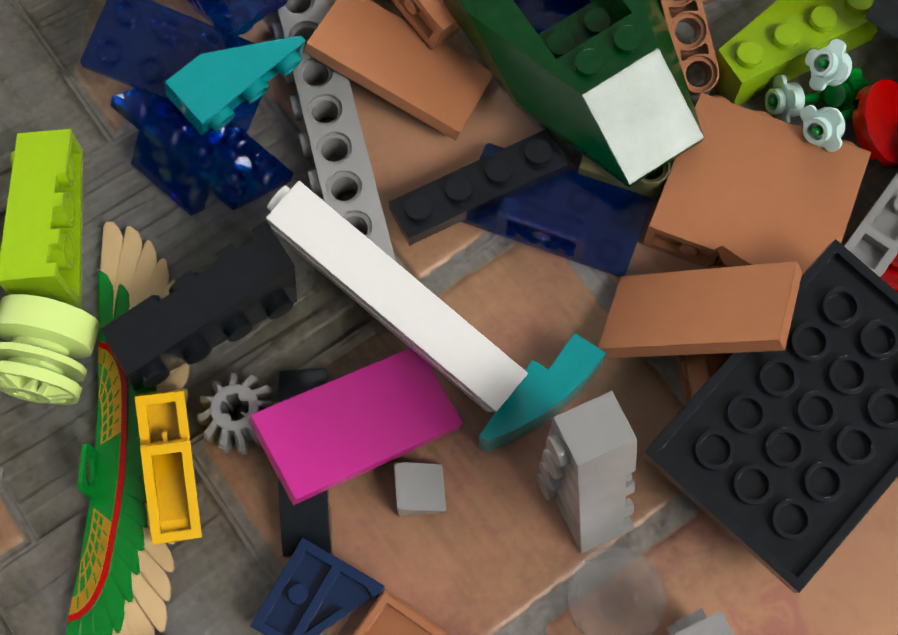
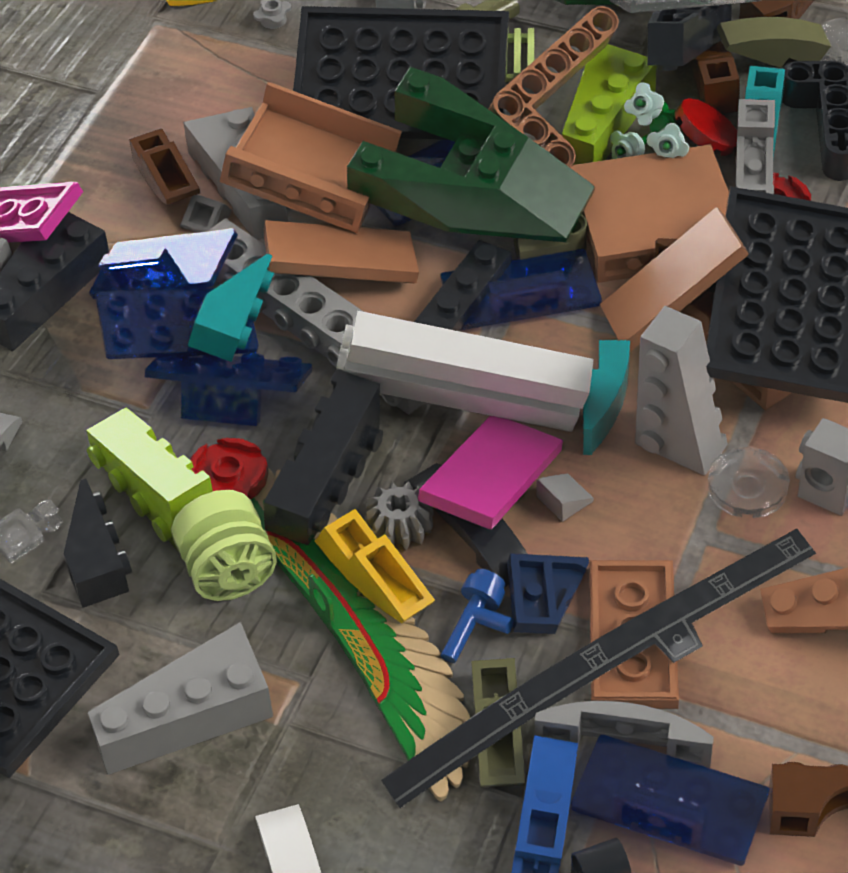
camera: 30 degrees left, 20 degrees down
(122, 256) = (233, 466): none -> red tile
(251, 561) = (485, 594): none -> blue piece

